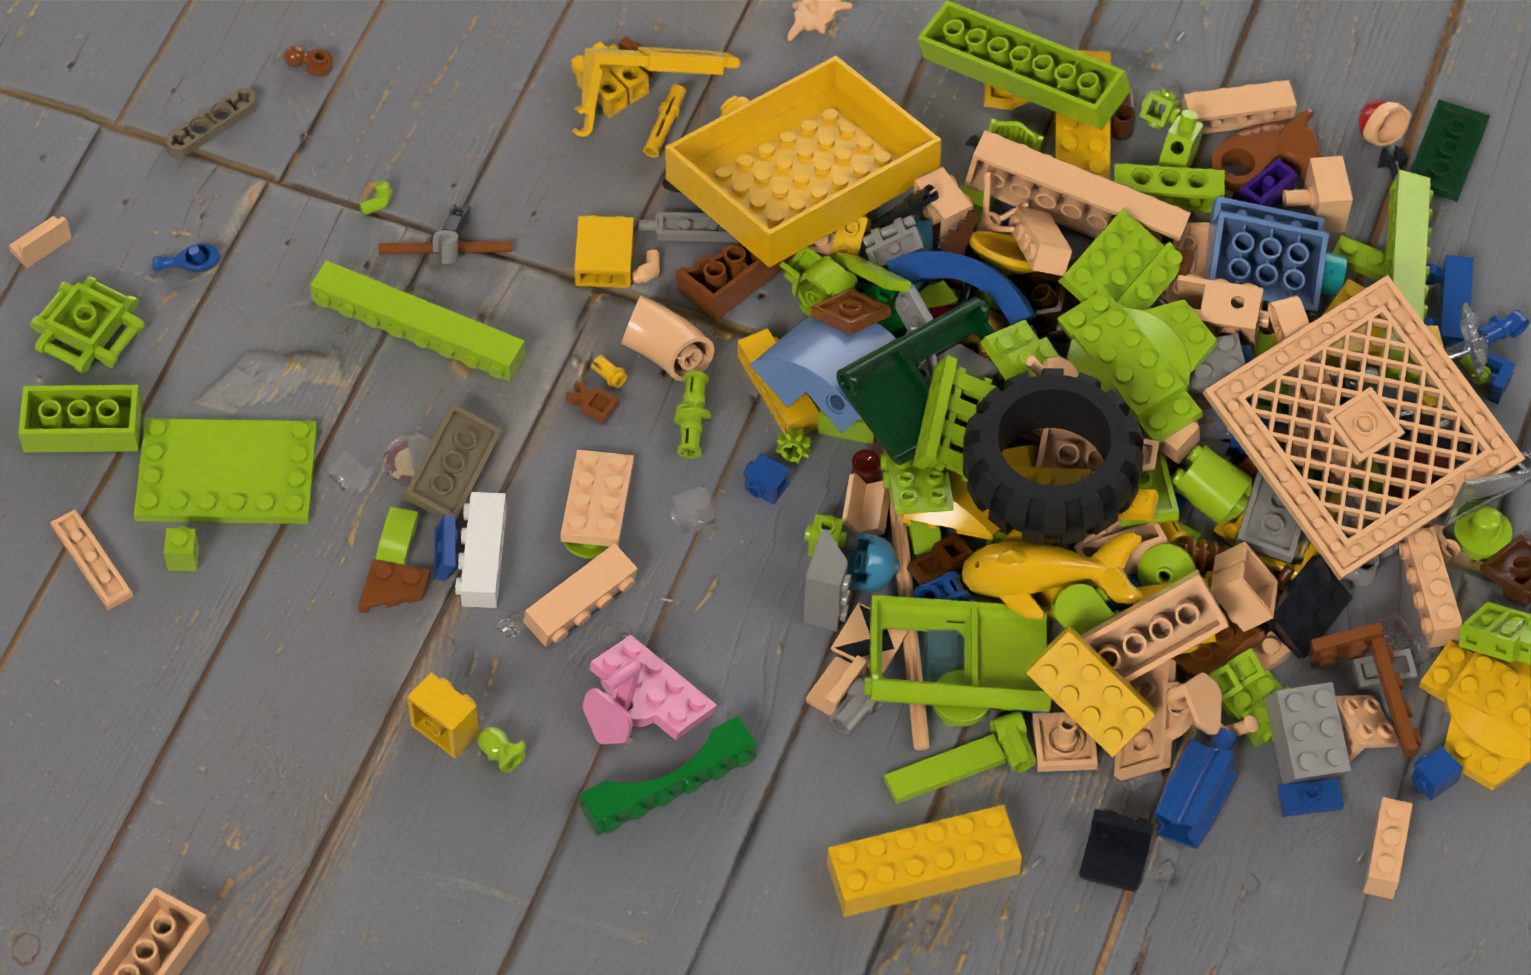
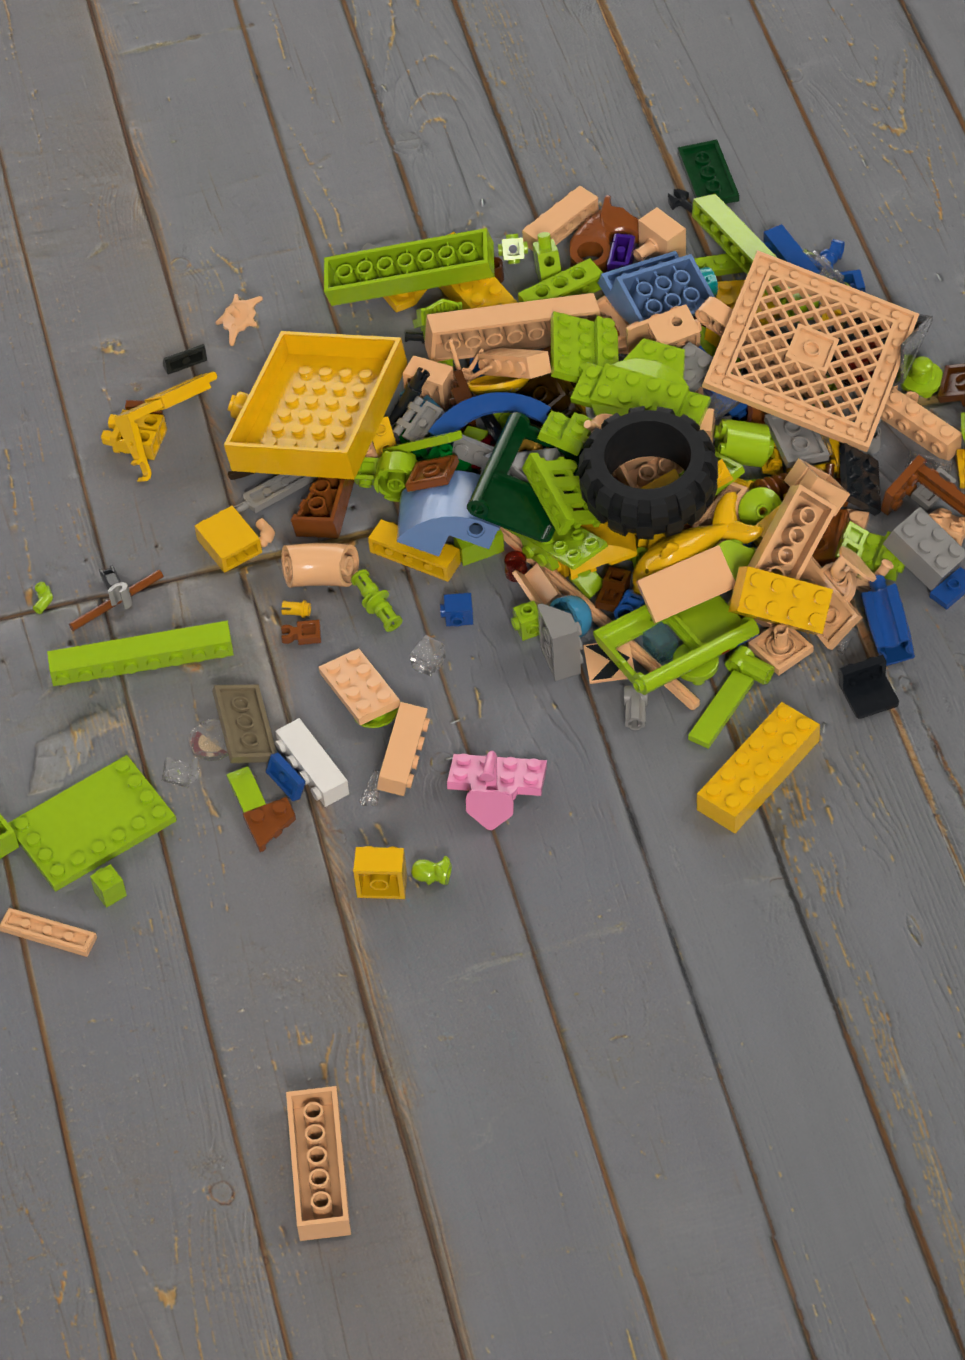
camera: 30 degrees left, 5 degrees down
(615, 802) = (534, 857): green arch -> none
(654, 141) = (193, 432): yellow pin -> none
(726, 27) = (185, 359): none -> pearl dark grey slope
(800, 448) = (458, 579): lime gear -> none
(835, 683) = (610, 702): light nougat panel -> none
(1007, 606) = (686, 584): none -> light nougat tile
(1383, 122) = (656, 178): light nougat piece -> none

